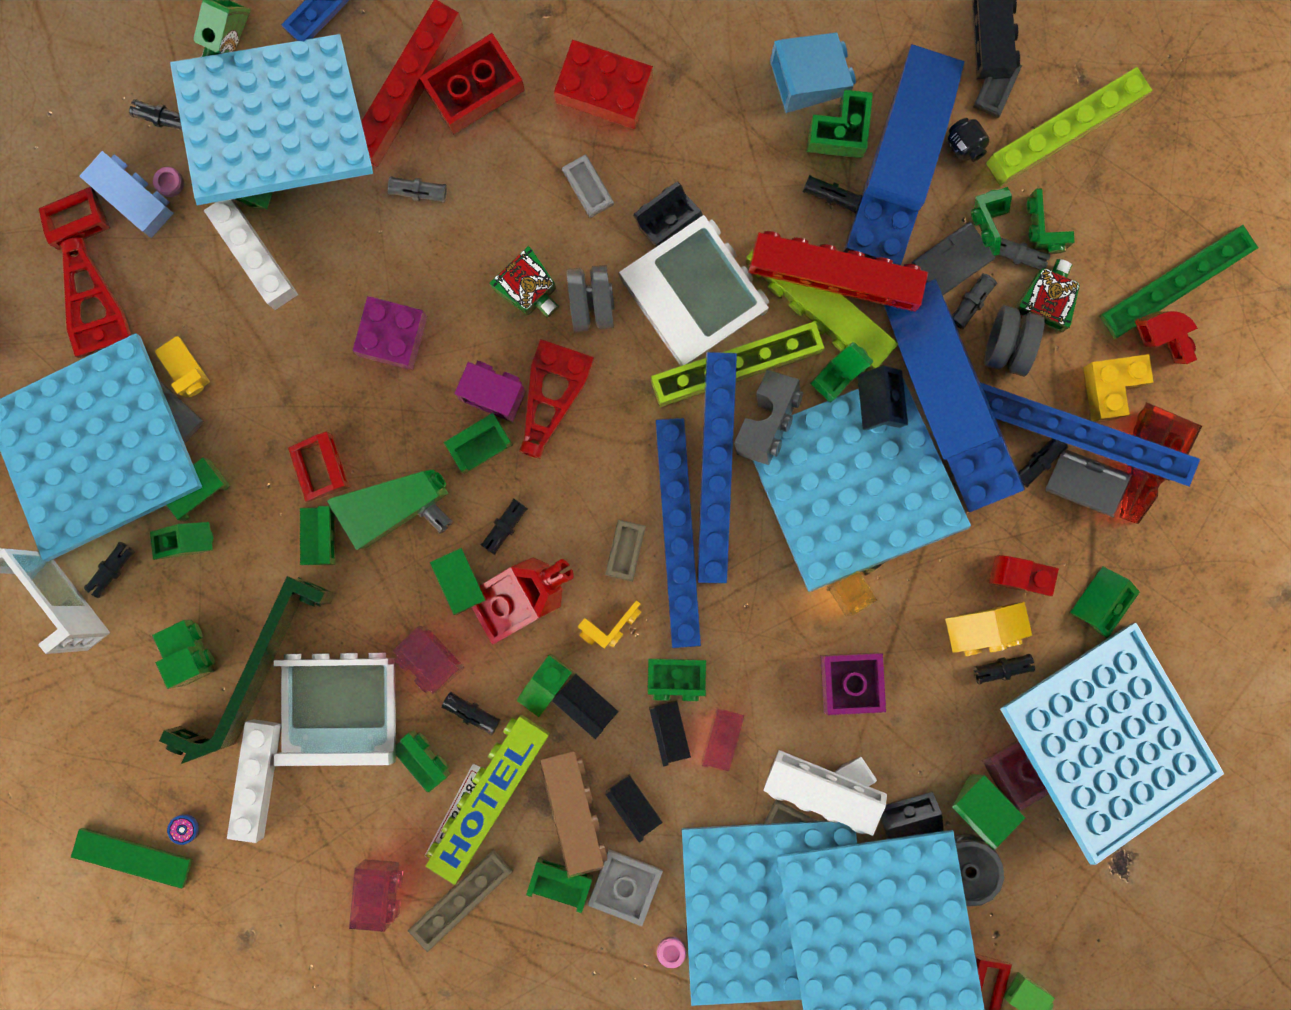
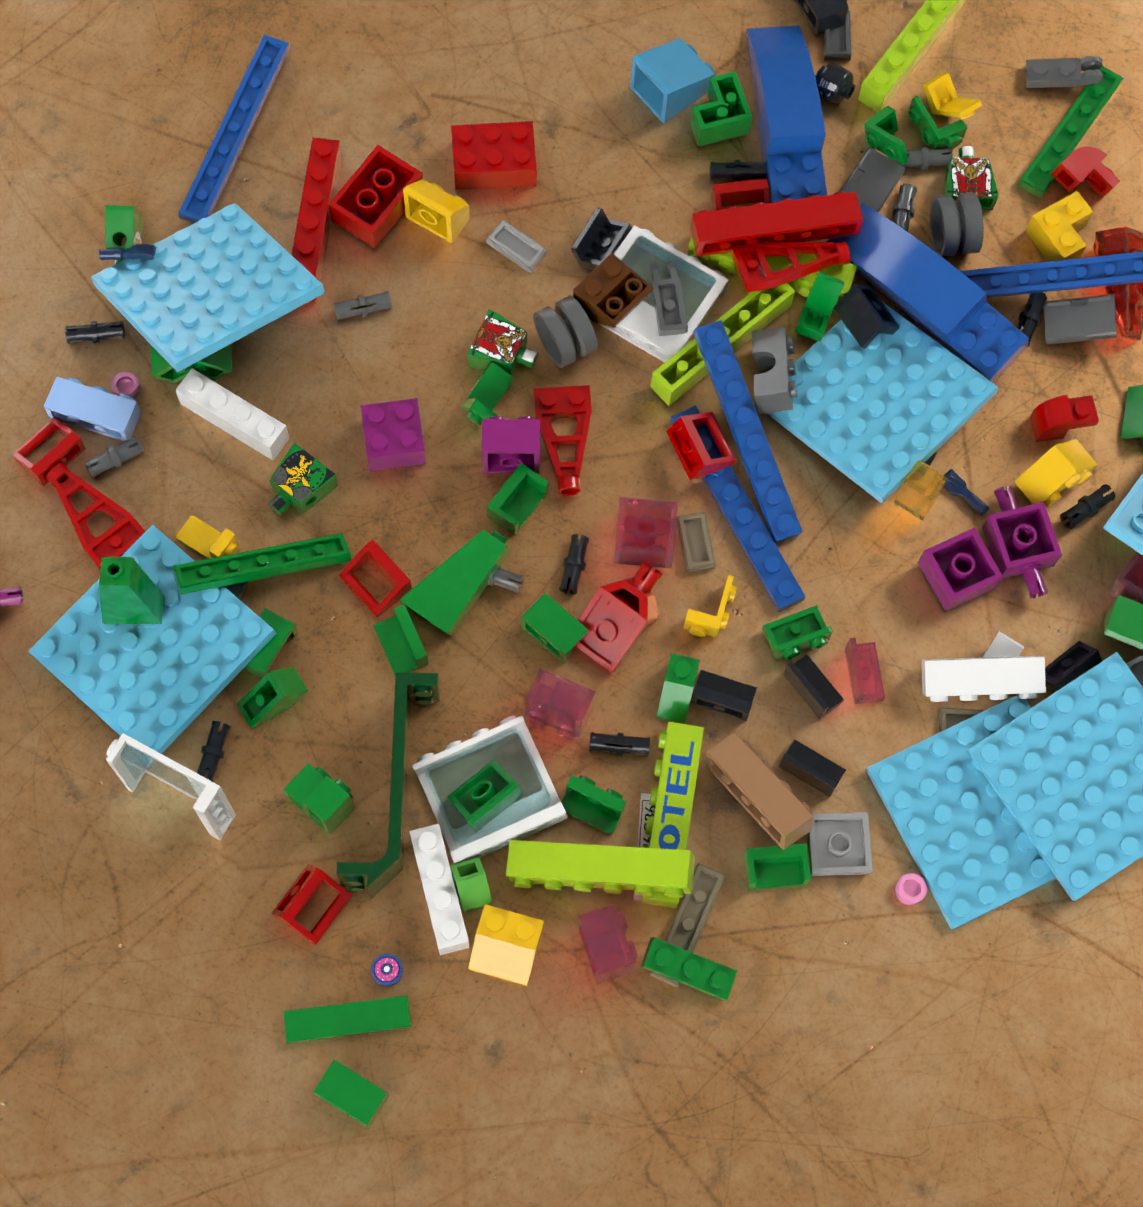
camera: 25 degrees left, 15 degrees down
(72, 405) = (128, 593): none -> green slope
(103, 928) = (351, 1093): none -> green panel
(129, 249) = (114, 457): none -> dark grey pin
(131, 733) = (299, 895): none -> red tile
(216, 413) = (261, 563): none -> green tile
(218, 55) = (137, 251): none -> dark blue piece
(282, 789) = (471, 884): none -> bright green brick
(286, 344) = (300, 481): none -> torso
(293, 851) = (506, 945): none -> yellow slope
(327, 713) = (485, 795): none -> green slope
(399, 826) = (600, 867): none -> lime brick
(441, 943) = (688, 968): none -> green plate
(491, 329) = (486, 393): none -> green bracket
(524, 118) = (435, 209): none -> yellow slope
(579, 526) = (645, 532): none -> clear pink brick
(646, 281) = (611, 292): none -> reddish brown slope
(655, 463) = (691, 448): none -> red tile
(698, 309) = (668, 301): none -> dark grey hinge
(794, 307) = (755, 271): none -> red plate
(823, 219) = (740, 193): none -> red tile
(892, 597) = (958, 487): none -> dark blue piece
(932, 696) = (1006, 538): none -> magenta brick
(1070, 205) = (944, 99): none -> yellow bracket
(1200, 217) = (1063, 72): none -> dark grey hinge

